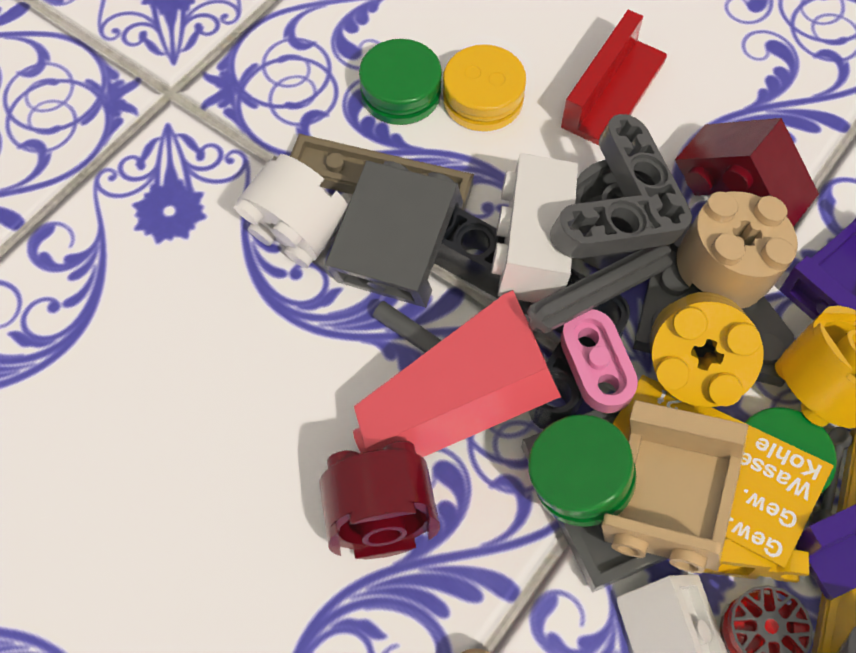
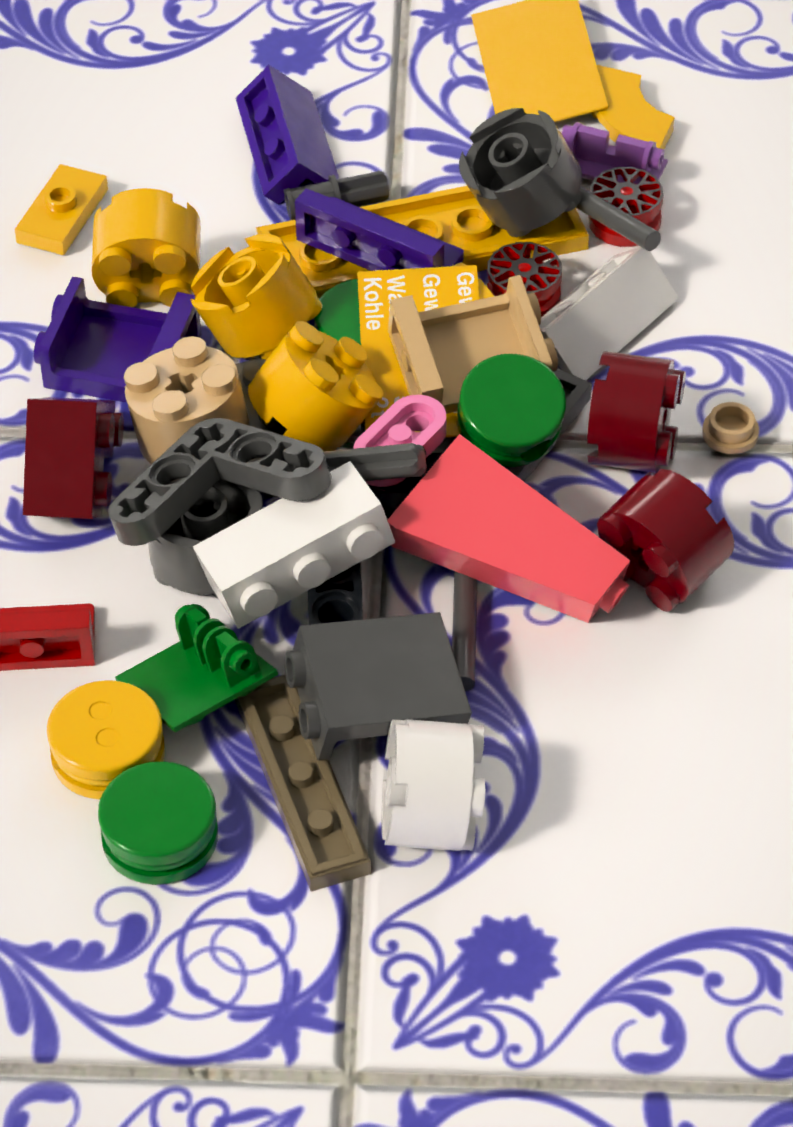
camera: 125 degrees left, 15 degrees down
(488, 148) = (200, 670): none -> green hinge
(524, 580) = (634, 411): none -> dark red brick

